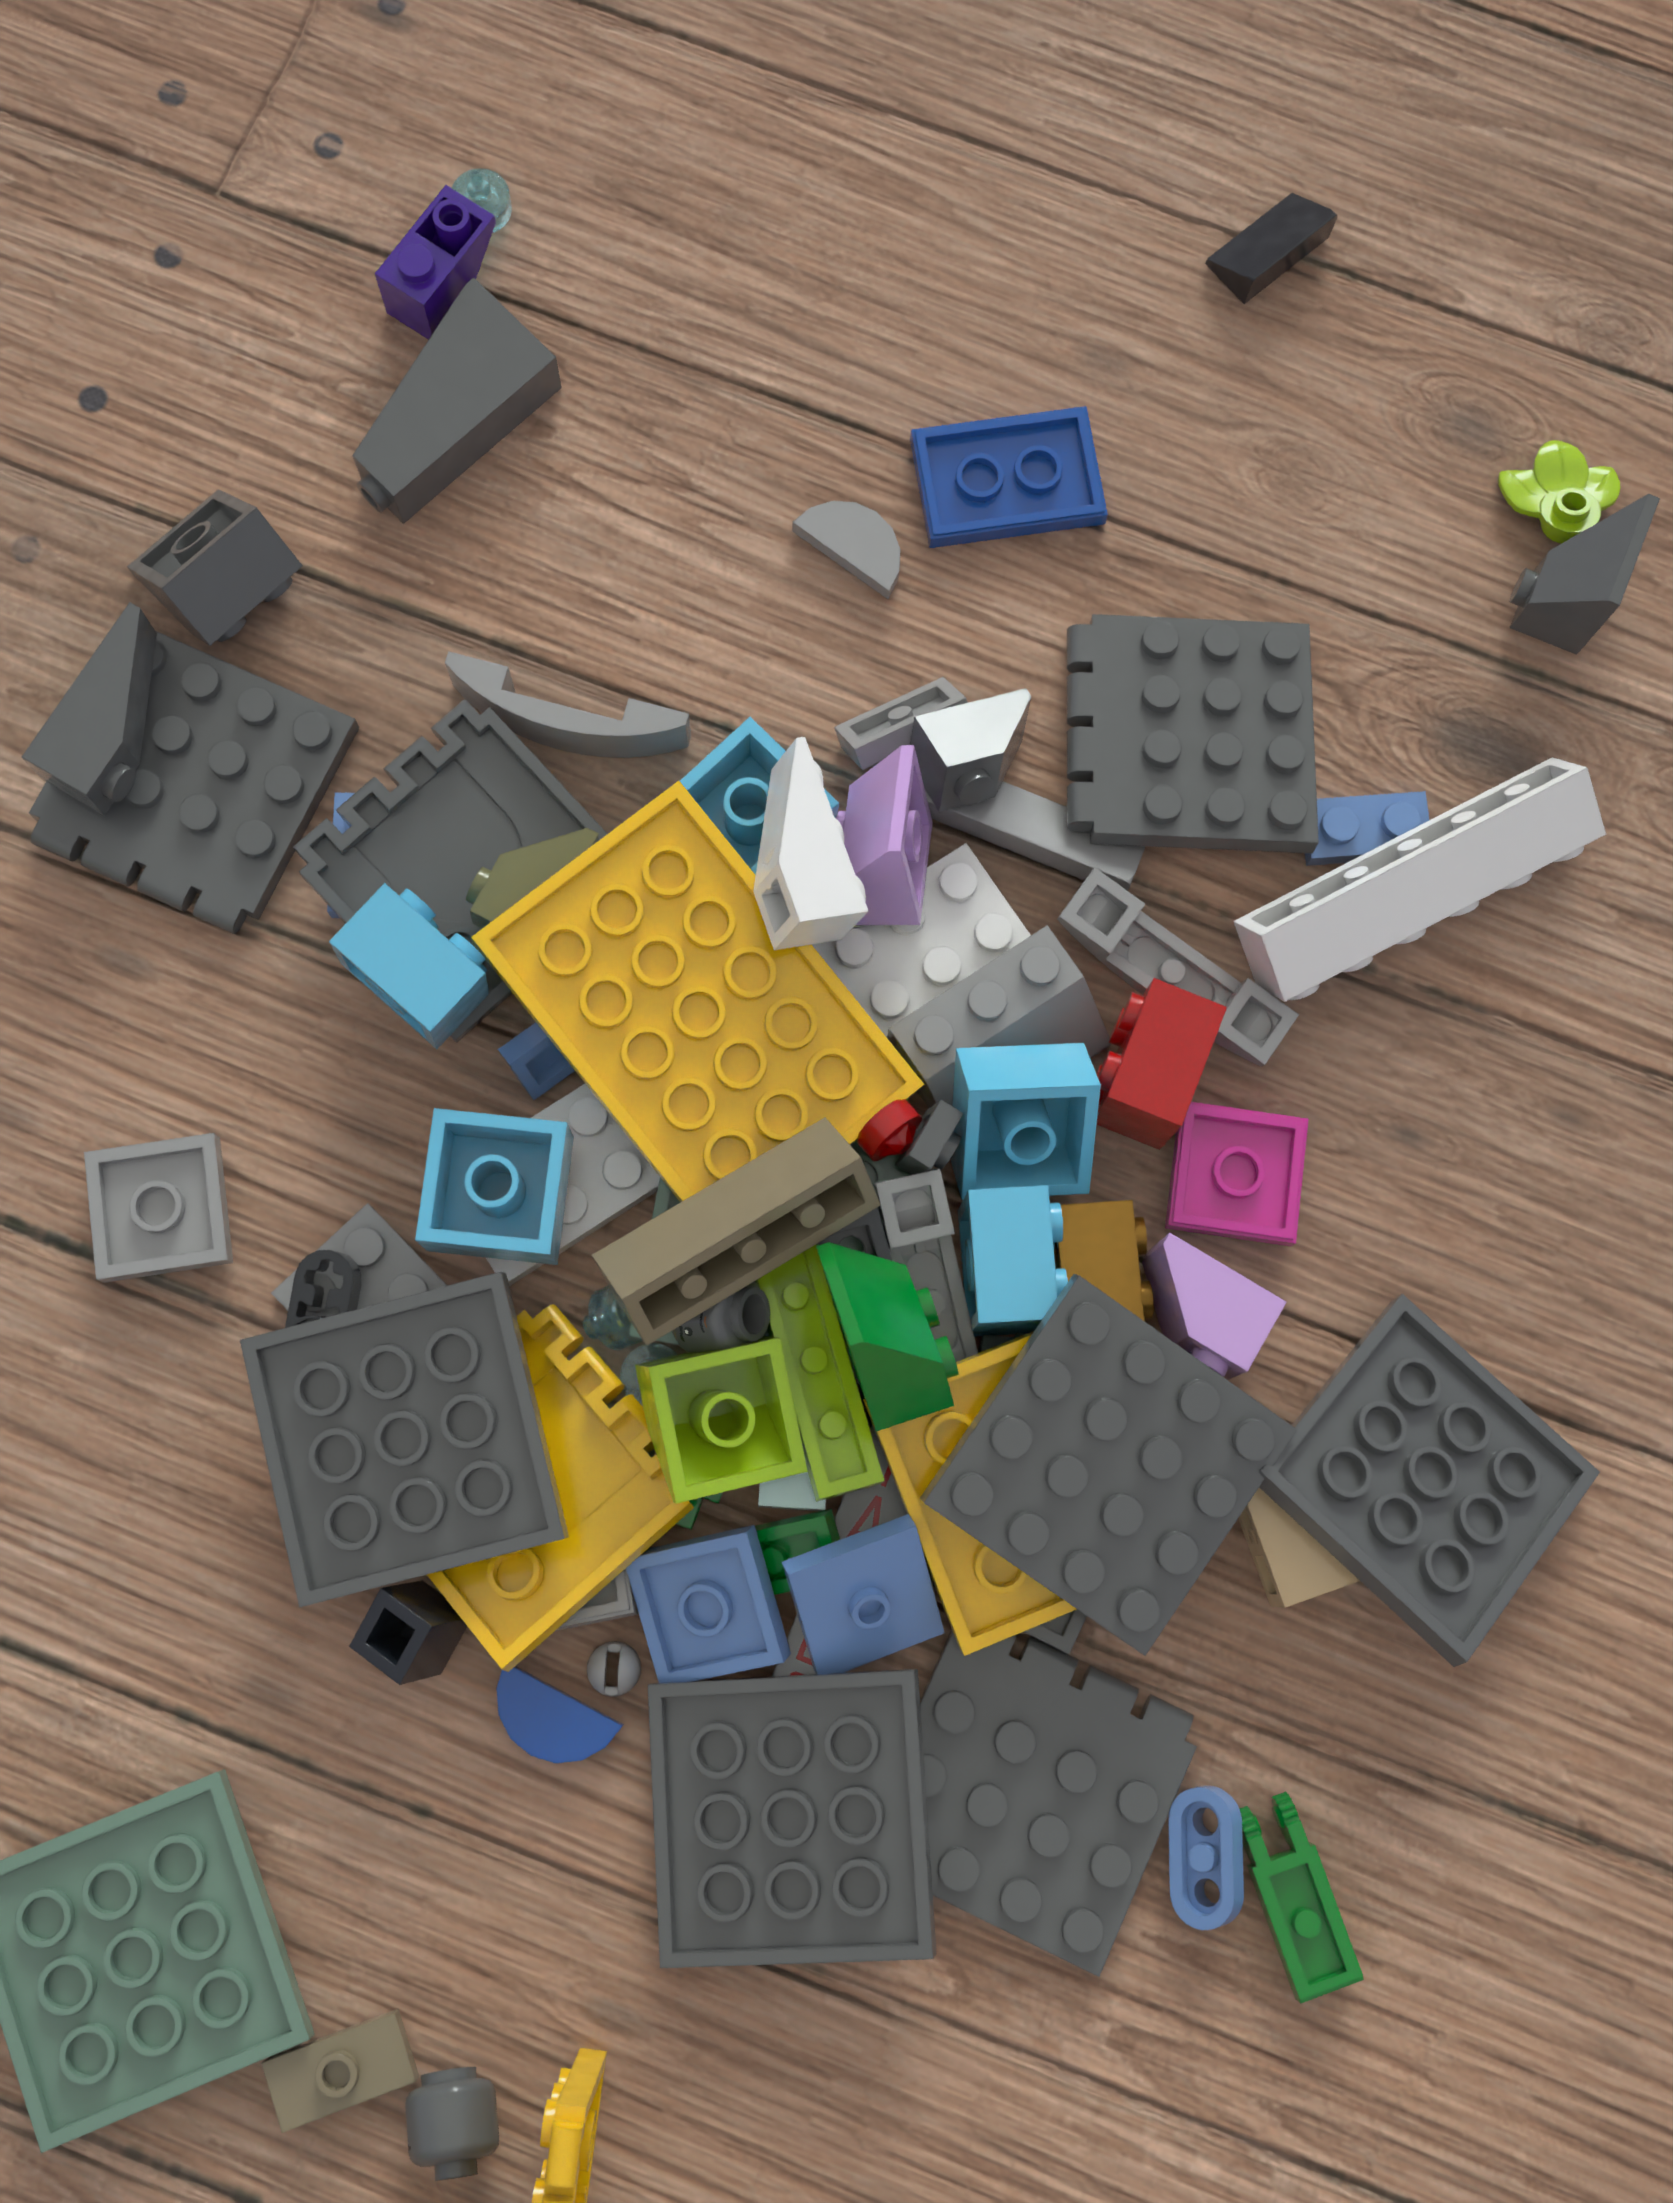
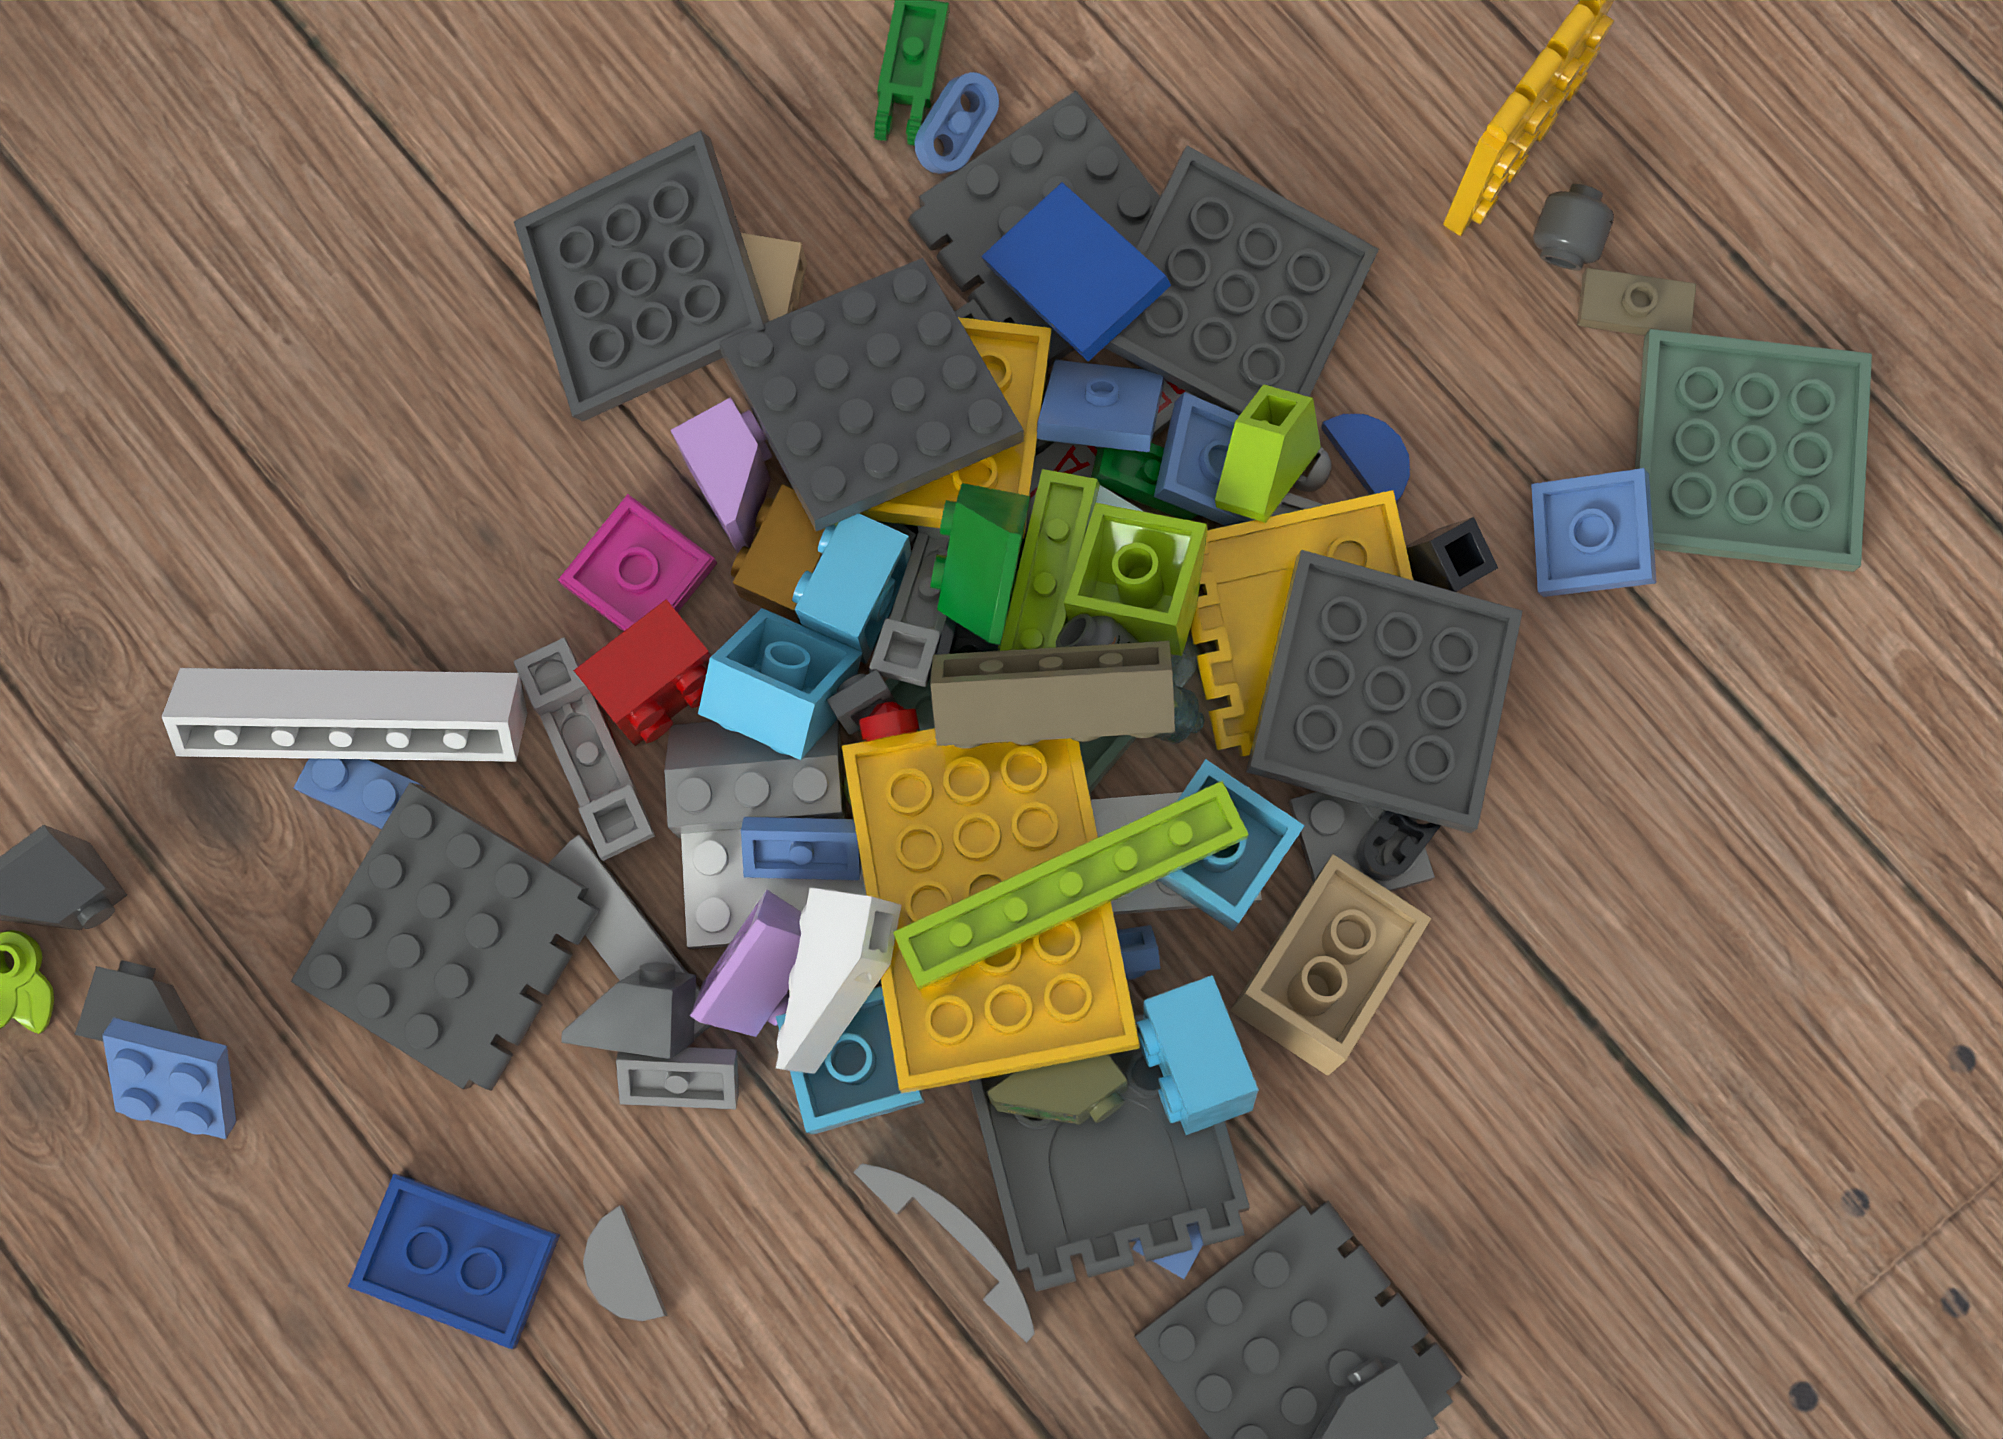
camera: 140 degrees left, 0 degrees up
(158, 1207) = (1493, 993): light grey plate -> none
(265, 1753) = (1593, 533): none -> medium blue plate
(330, 1145) = (1331, 966): none -> tan slope
(614, 1051) = (1070, 885): none -> lime plate
(656, 1633) = (1267, 452): none -> lime slope
(911, 973) = (800, 848): none -> medium blue plate
(973, 1734) = (1076, 271): none -> blue tile
(1271, 245) = (86, 1357): black slope -> none
(1355, 478) = (170, 1078): none -> medium blue plate
(1418, 523) = (132, 997): none -> dark grey slope

